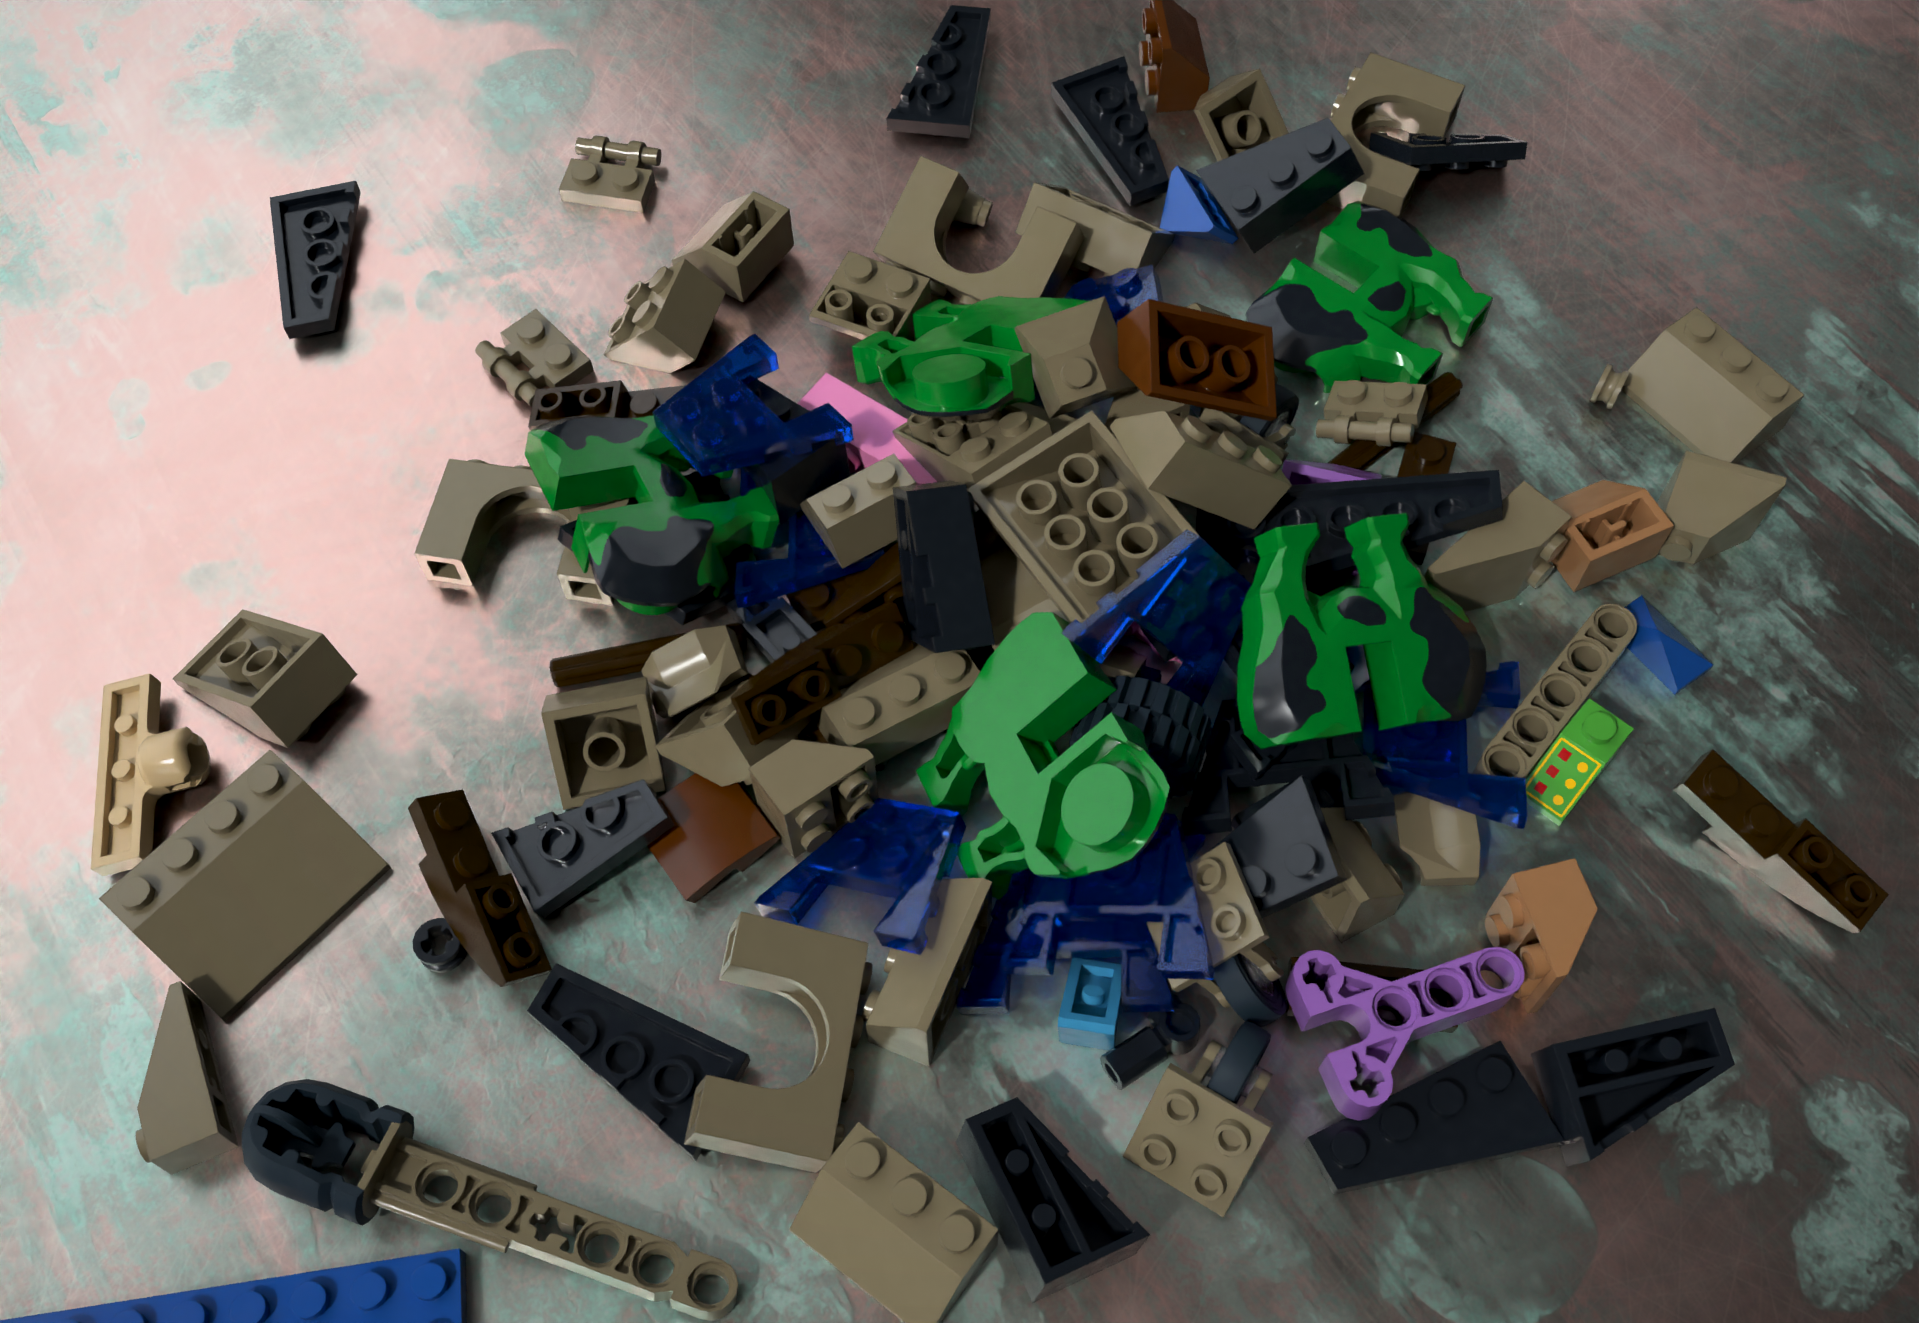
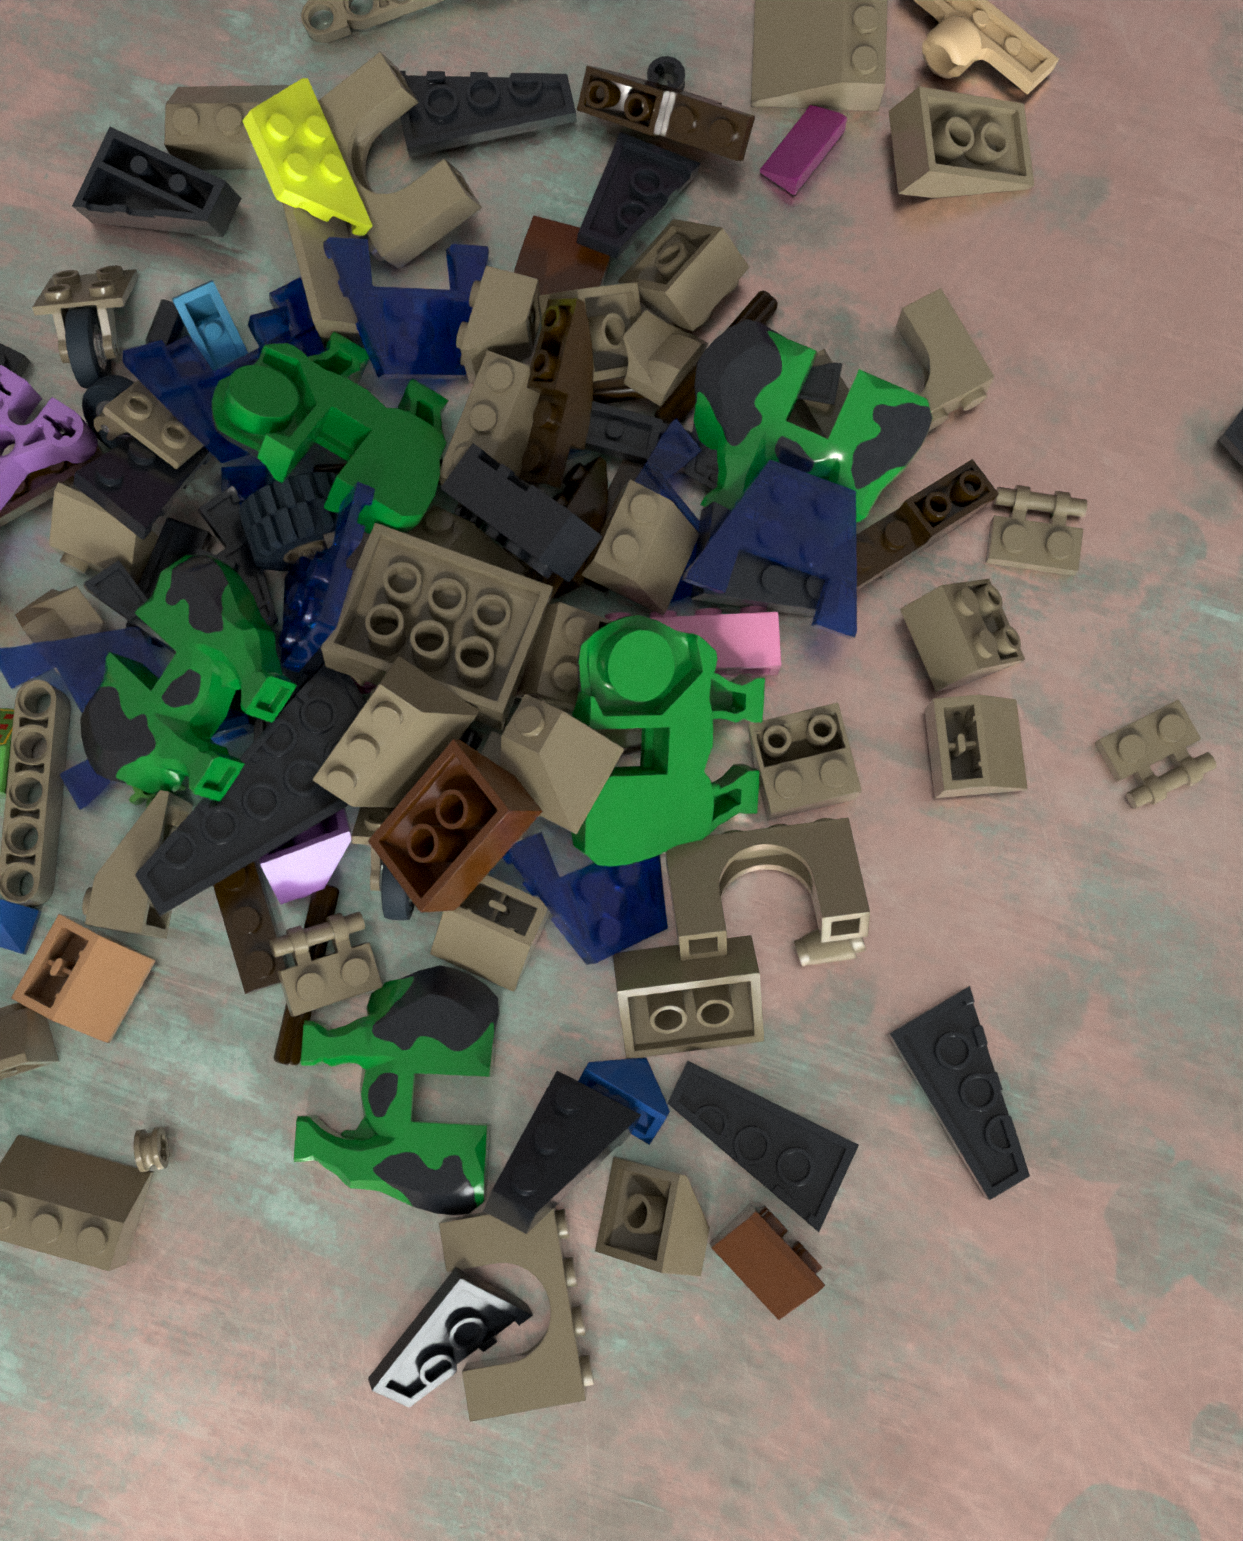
camera: 145 degrees right, 20 degrees up
(386, 779) = (804, 148): none -> magenta slope
(864, 1080) = (304, 157): none -> neon yellow wing

